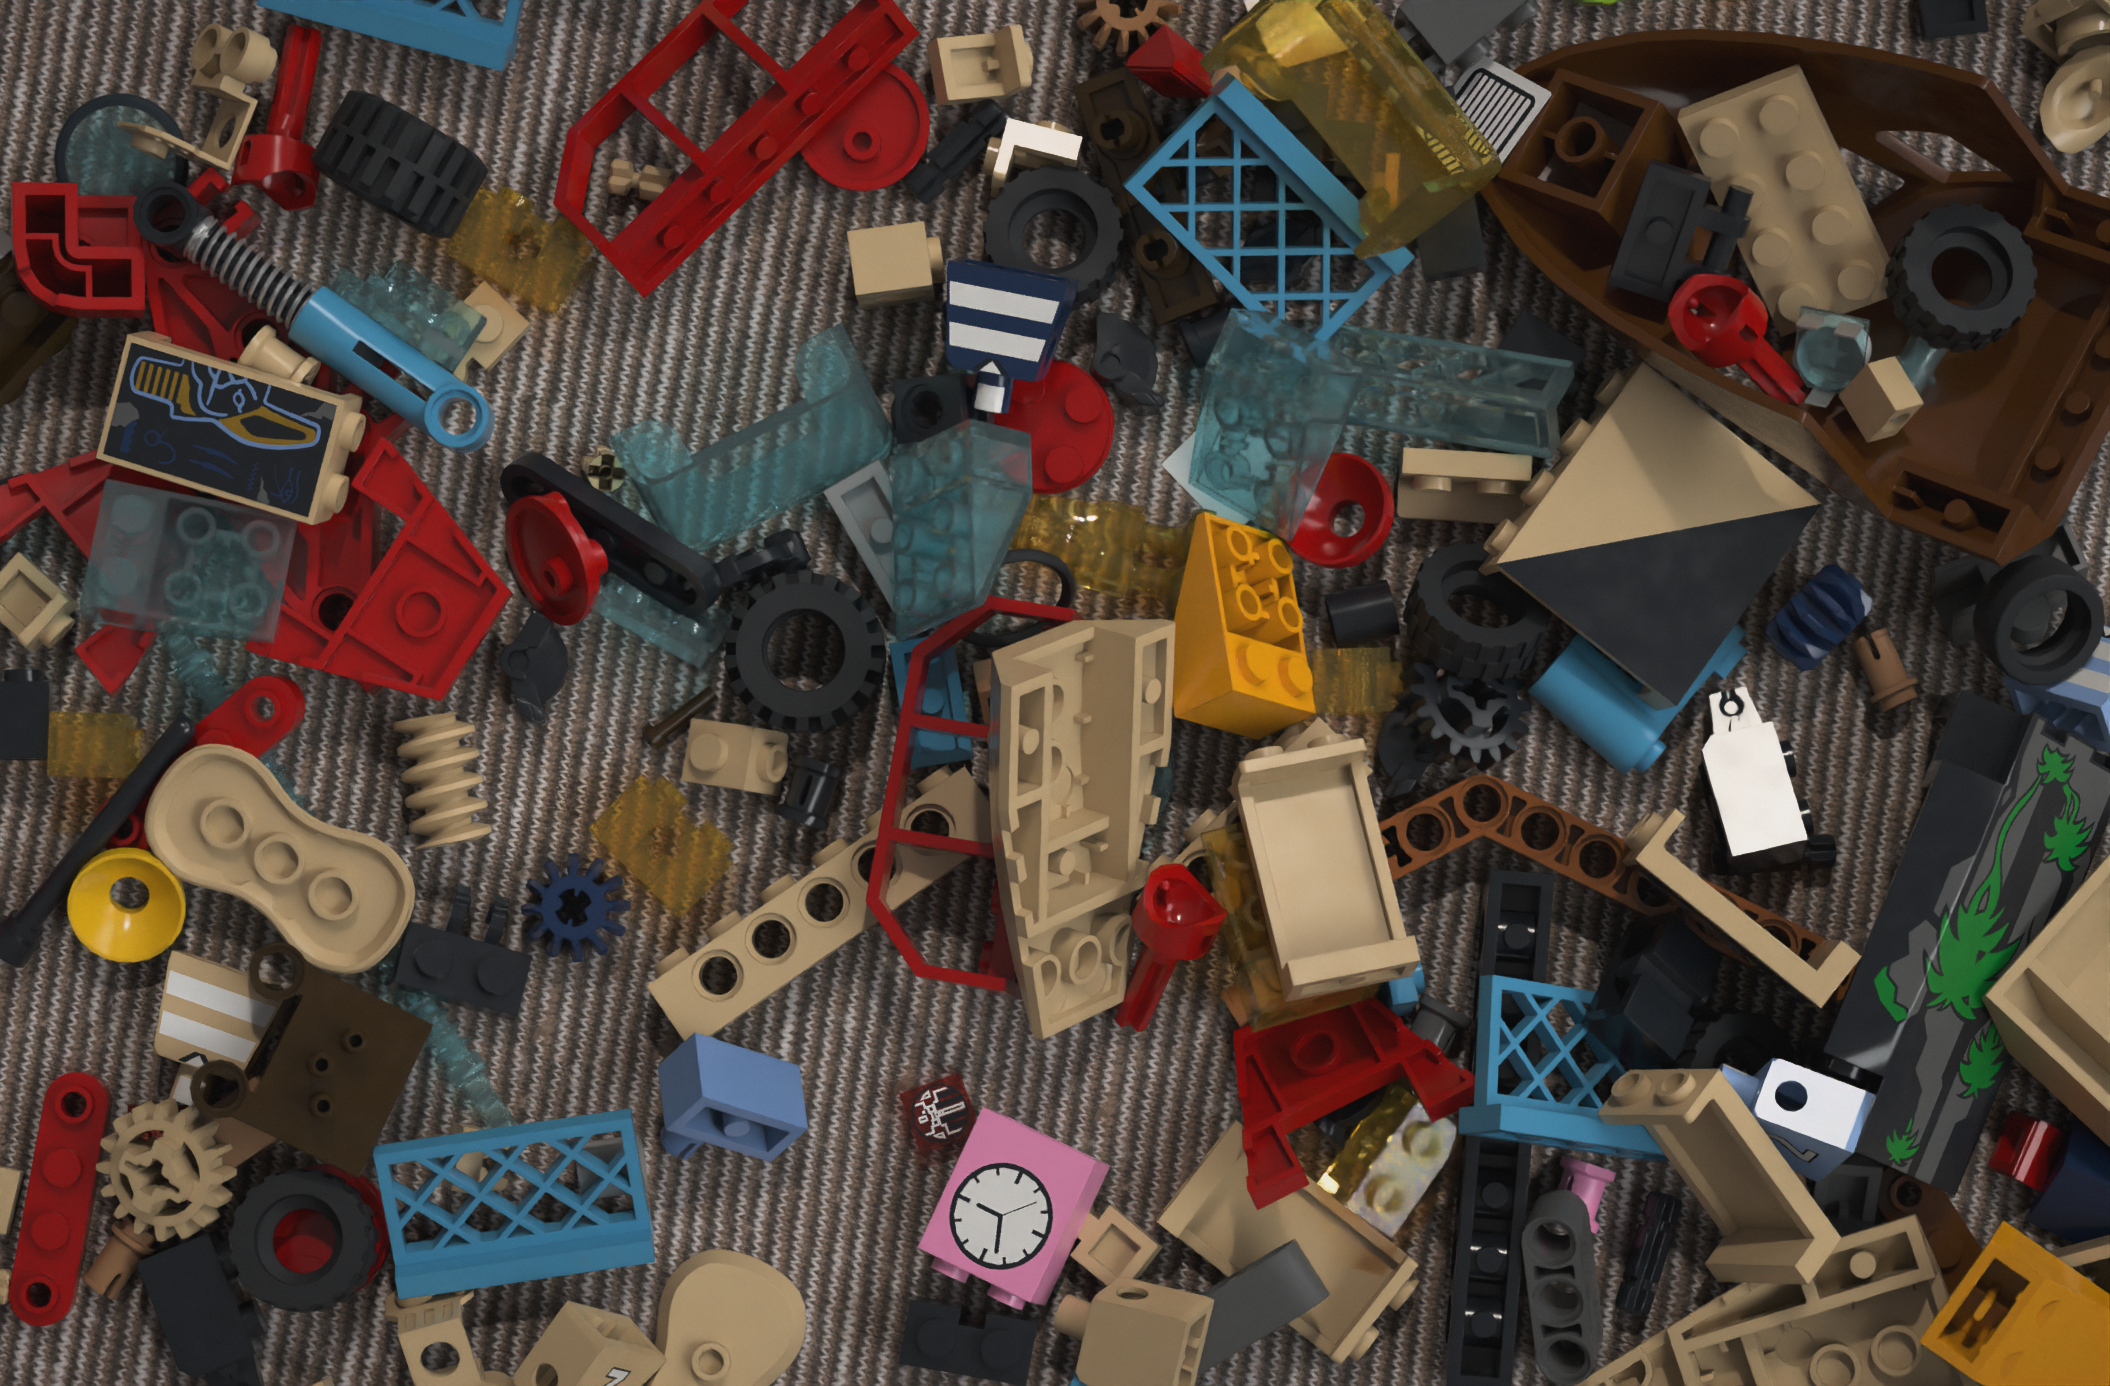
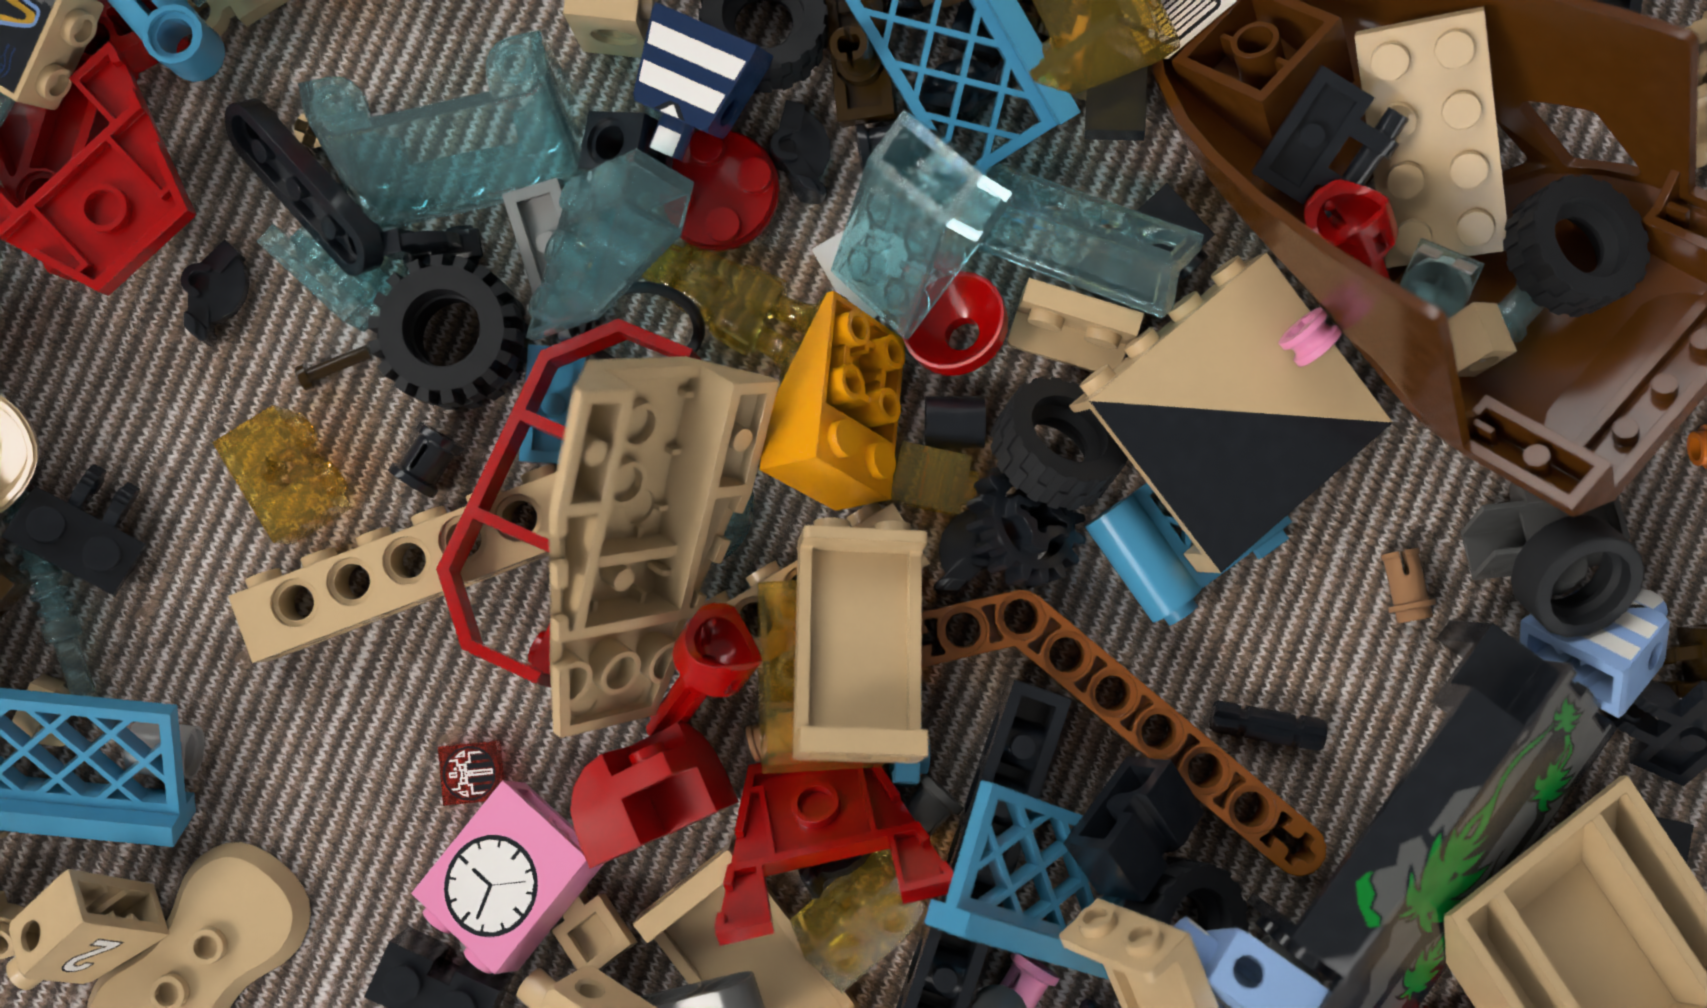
camera: 15 degrees right, 0 degrees up
(442, 780) = (101, 367): tan piece -> none
(553, 557) = (245, 192): red piece -> none
(555, 902) = (178, 496): dark blue gear -> none
(729, 1099) = (274, 716): medium blue brick -> none
(735, 756) = (371, 413): tan bracket -> none
(1139, 1081) = (647, 792): none -> red brick
(1707, 441) = (1310, 337): none -> bright pink bush
(1750, 788) = (1266, 662): hinge -> none
(1806, 982) = (1291, 856): tan panel -> none
(1818, 617) = (1364, 524): dark blue gear -> none

